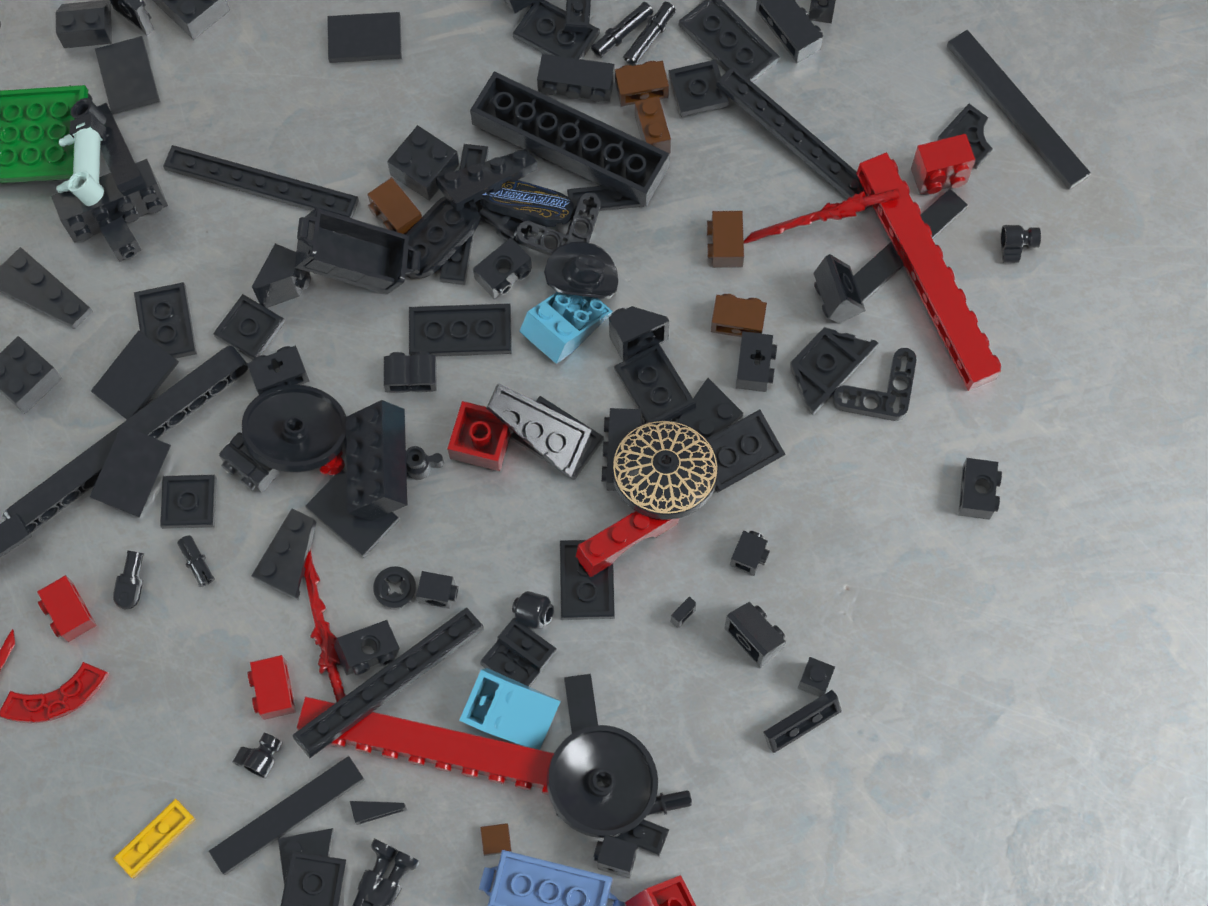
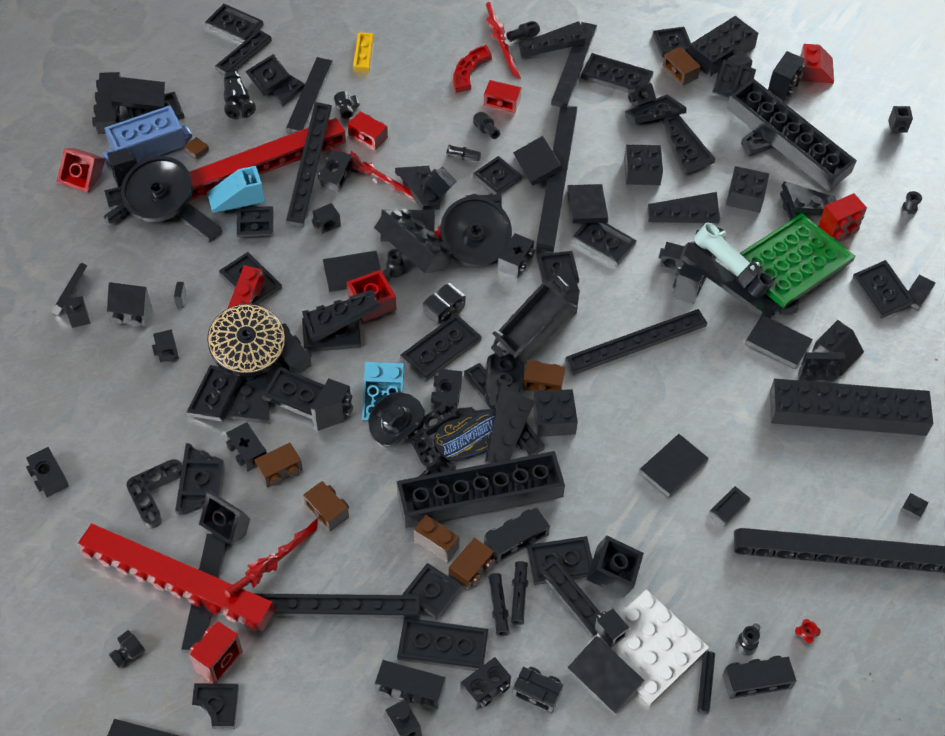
camera: 135 degrees right, 15 degrees down
(266, 528) = (440, 181): none -> black brick
(369, 811) = (269, 120): black piece -> none
(394, 575) = (344, 205): black gear -> none
(466, 499) = (349, 267): none -> black tile
(533, 610) = (265, 242): black head -> none

